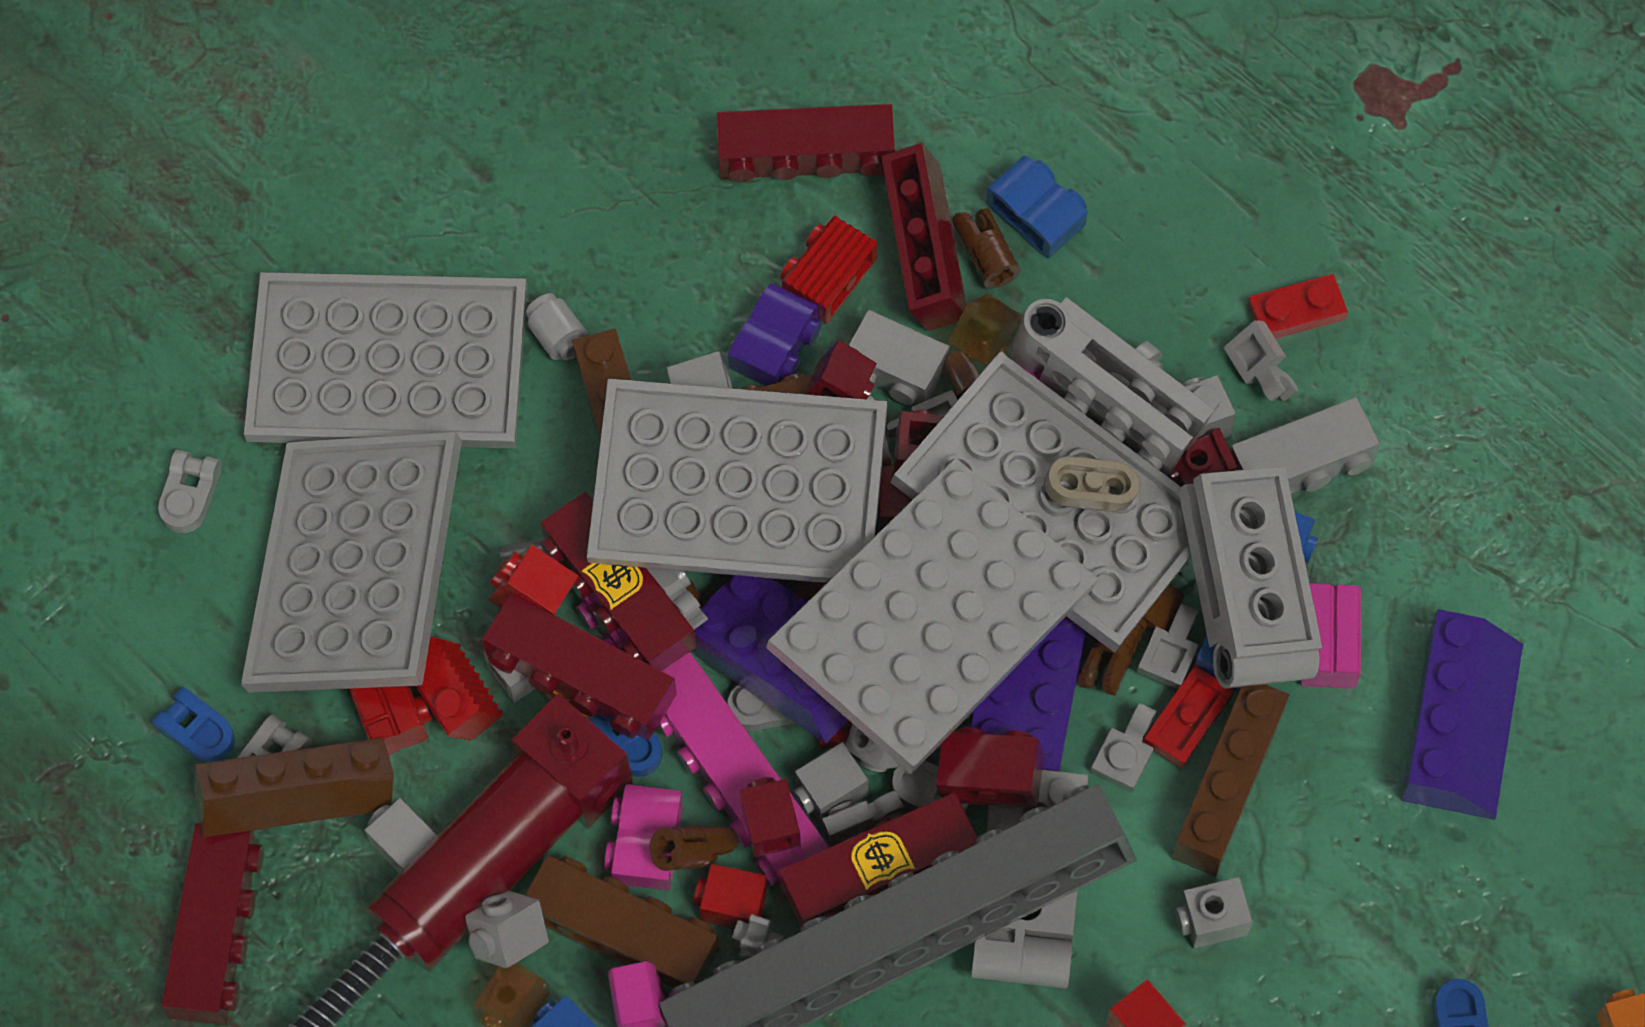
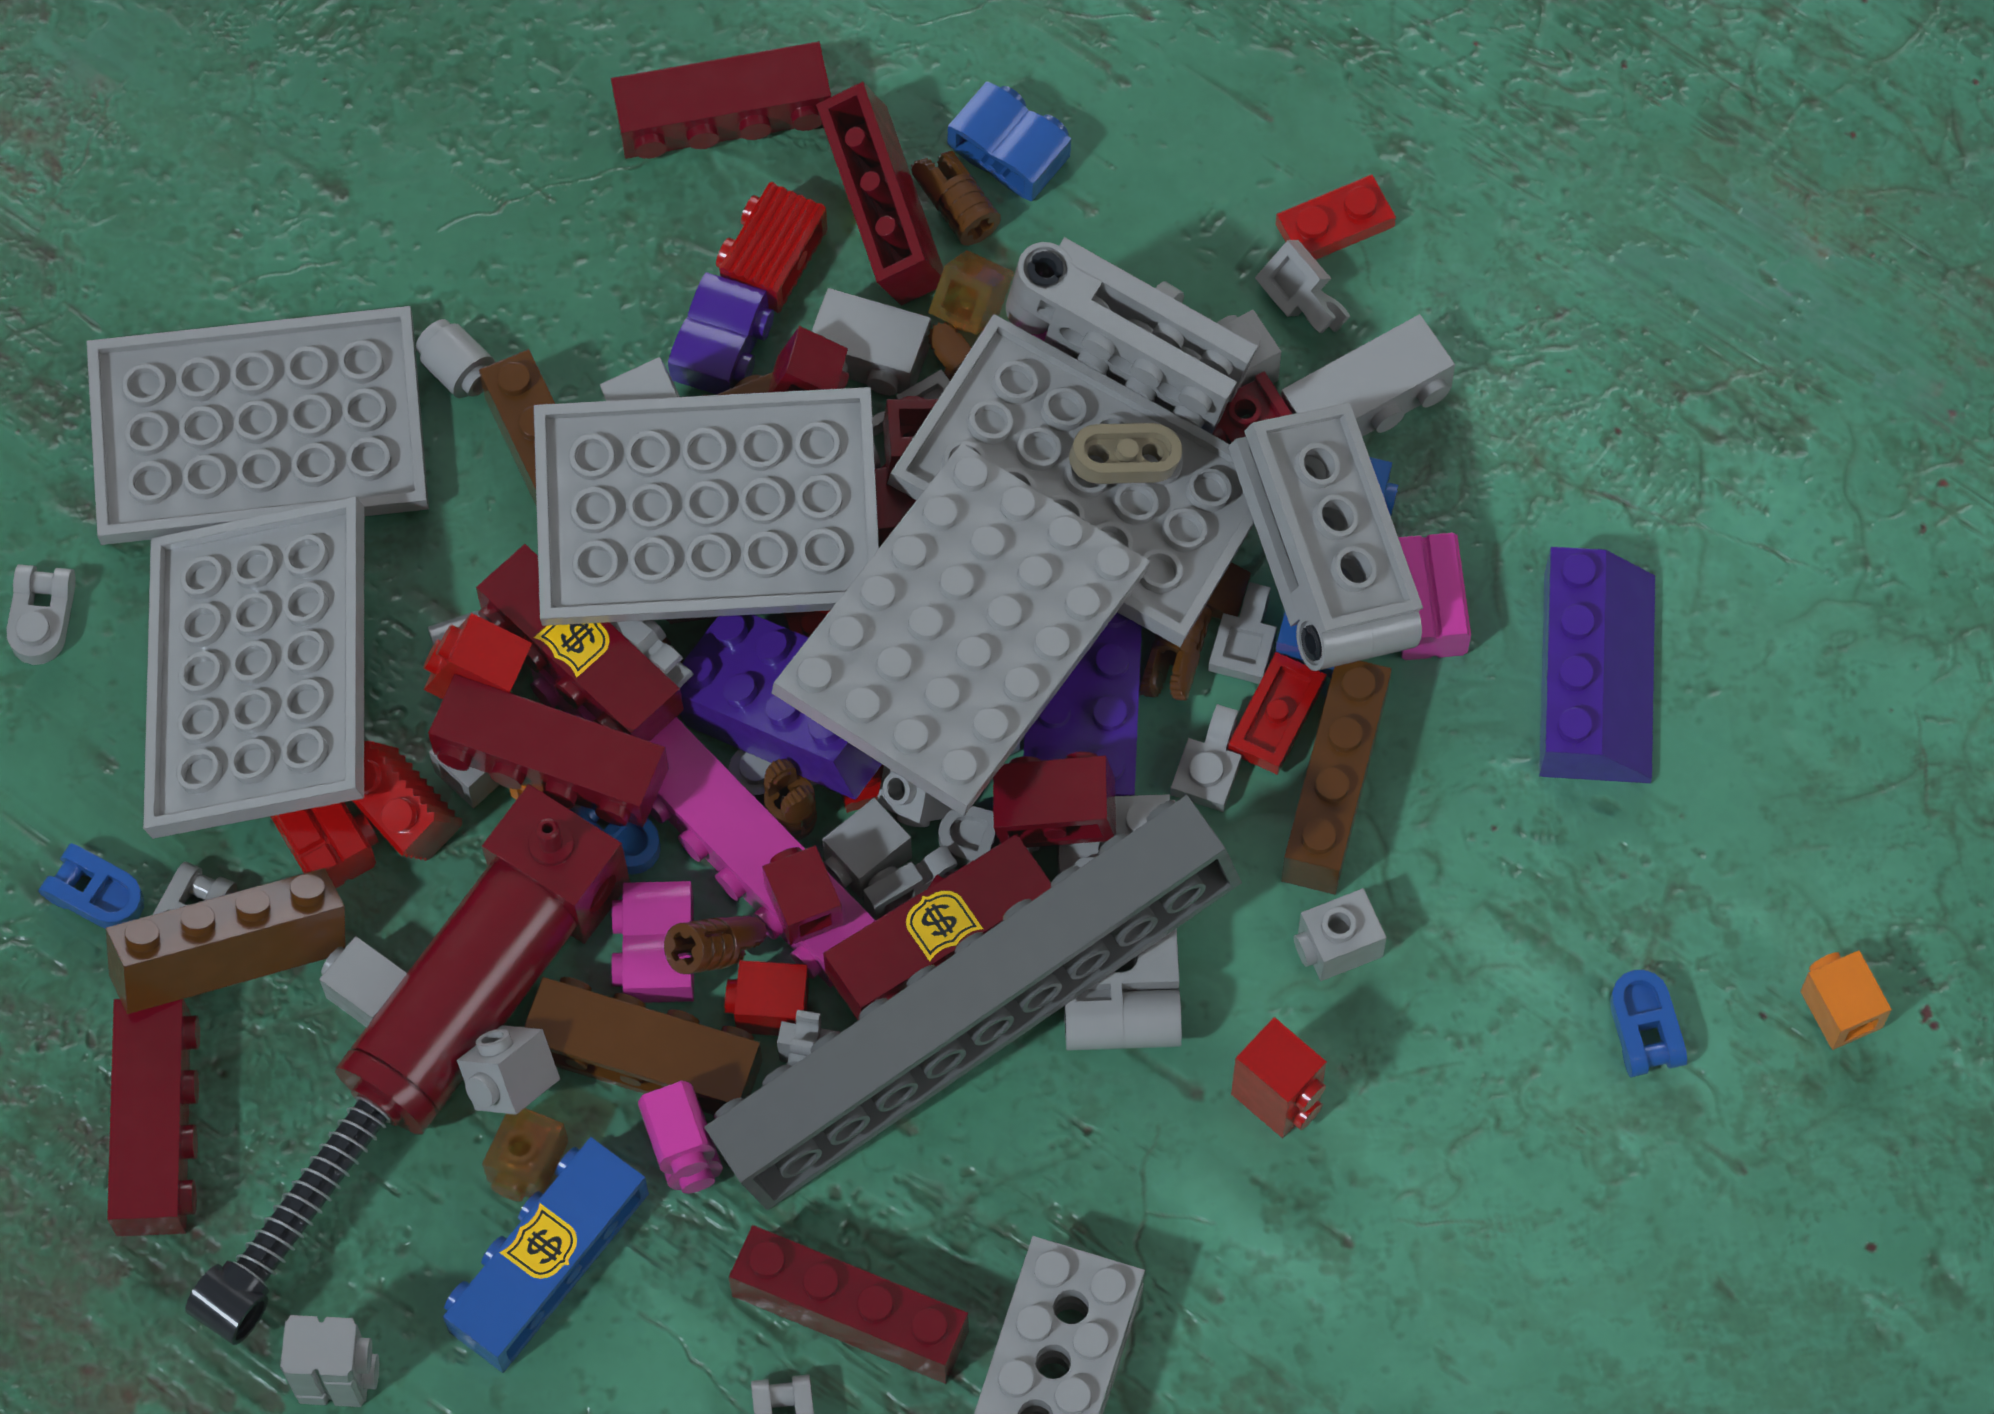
camera: 10 degrees left, 0 degrees up
(776, 737) = (796, 798): none -> reddish brown hinge

